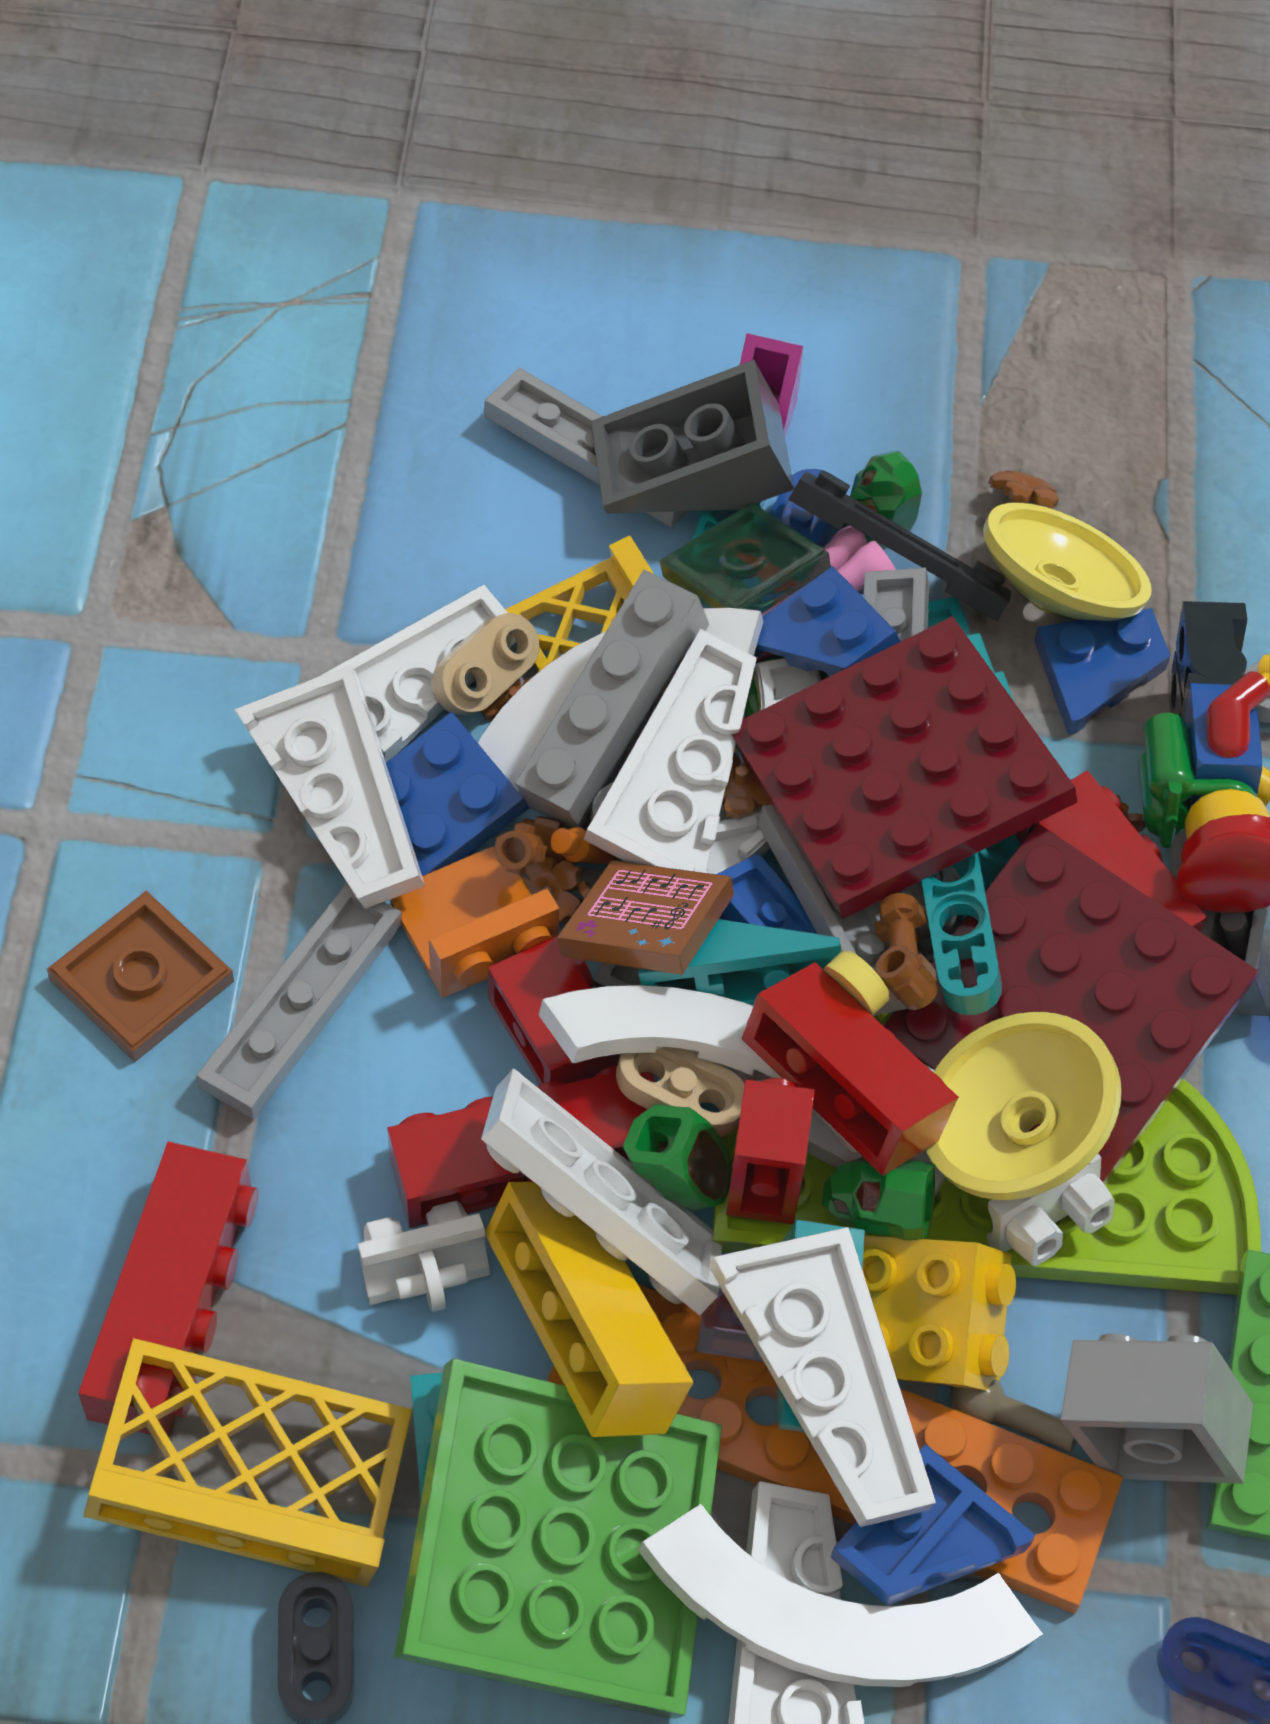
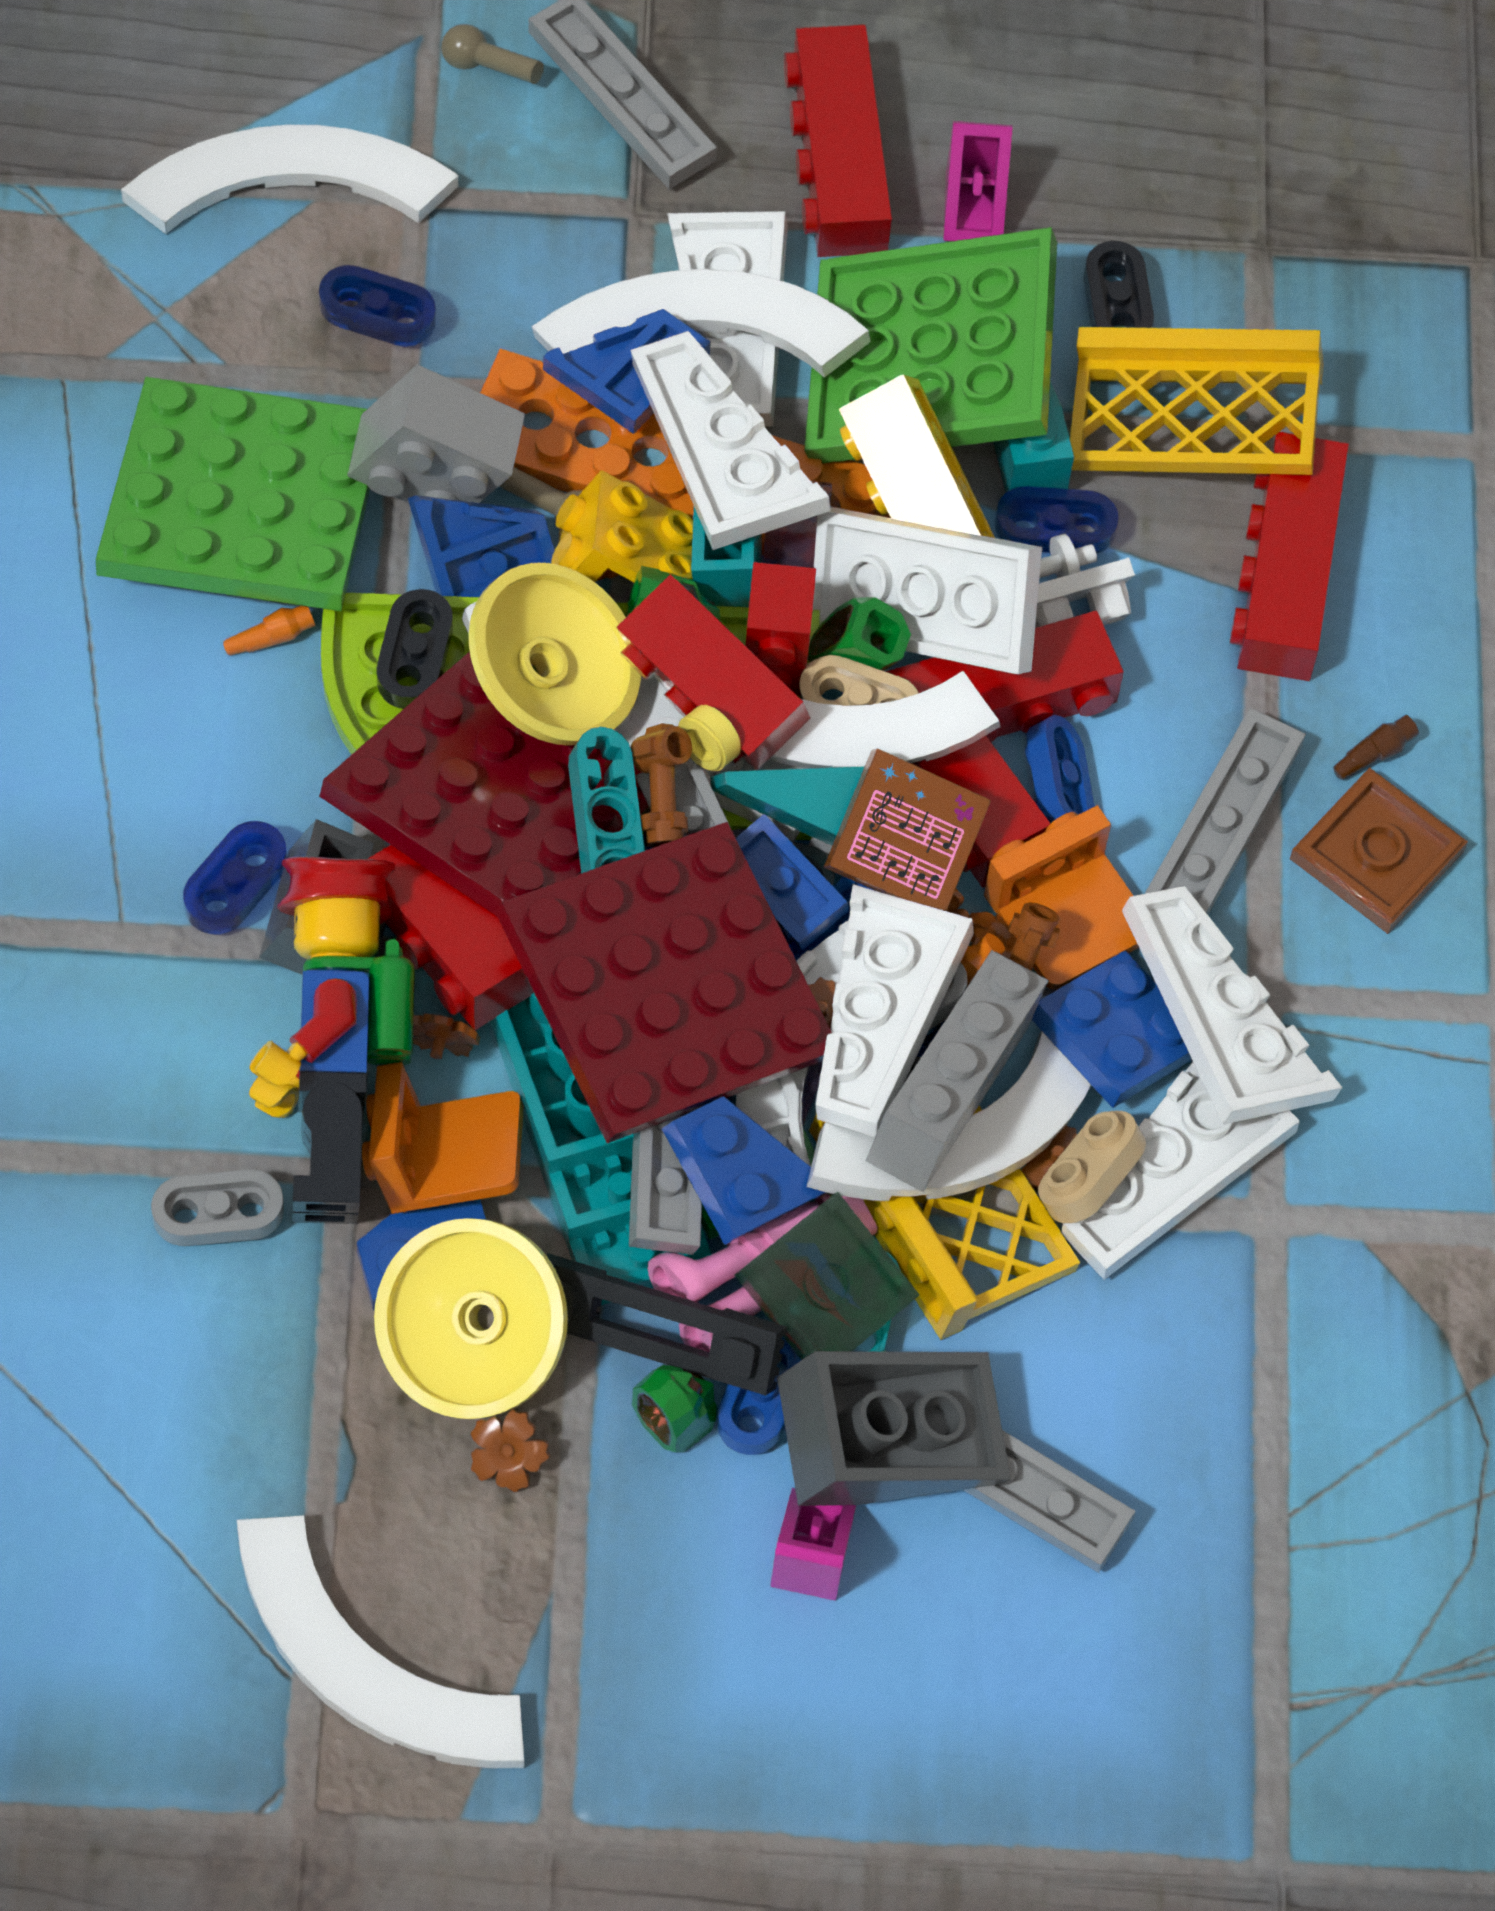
camera: 175 degrees right, 5 degrees up
(115, 1081) = (1379, 745): none -> reddish brown piece
(432, 1341) = (1056, 513): none -> clear blue plate
(465, 1047) = (1058, 768): none -> blue plate
(1046, 1330) = (477, 542): none -> blue wing
(1096, 702) = (440, 1149): none -> orange bracket
(1147, 348) = (356, 1678): none -> white tile
(1159, 1192) = (410, 652): none -> black plate

